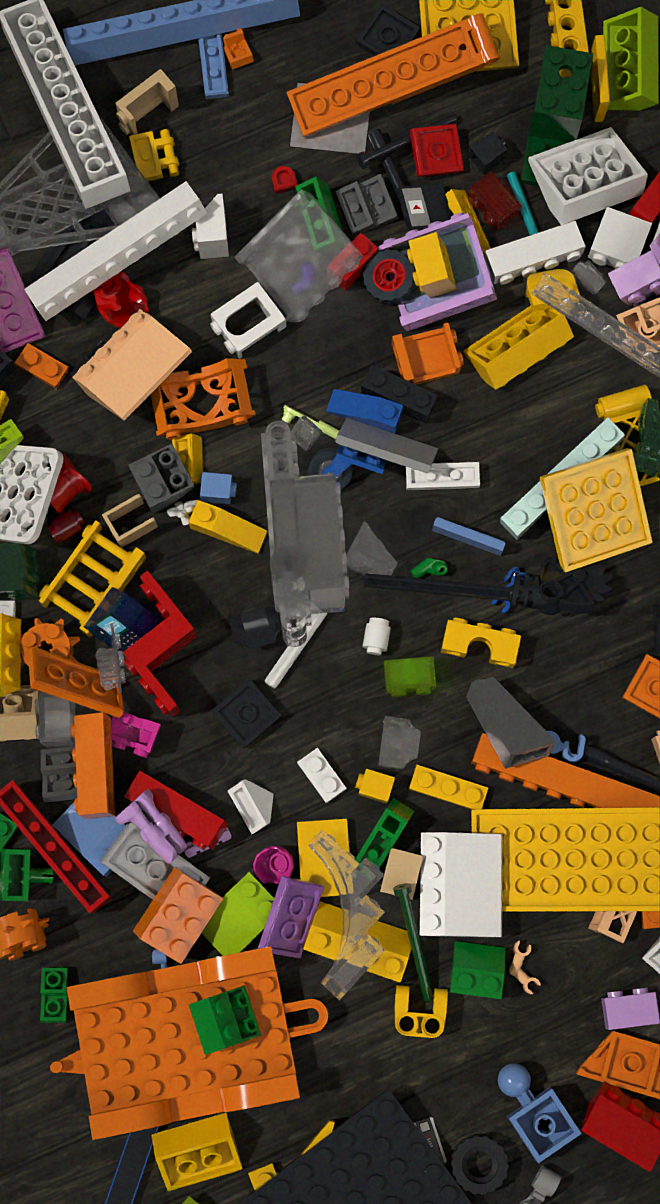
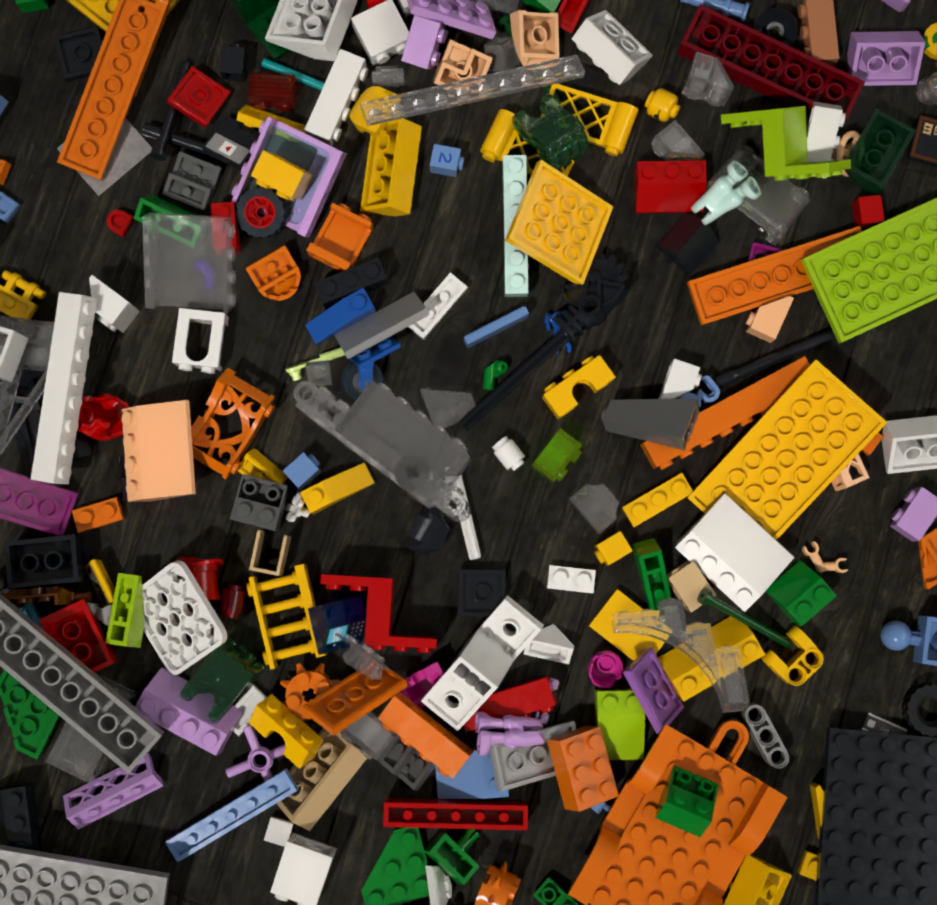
camera: 50 degrees left, 5 degrees up
(190, 759) = (482, 663): none -> white bracket
(328, 1054) = (773, 743): none -> light grey beam
(352, 331) = (275, 274): none -> orange slope
(561, 719) = (680, 379): none -> white slope
(565, 380) = (446, 160): none -> medium blue brick

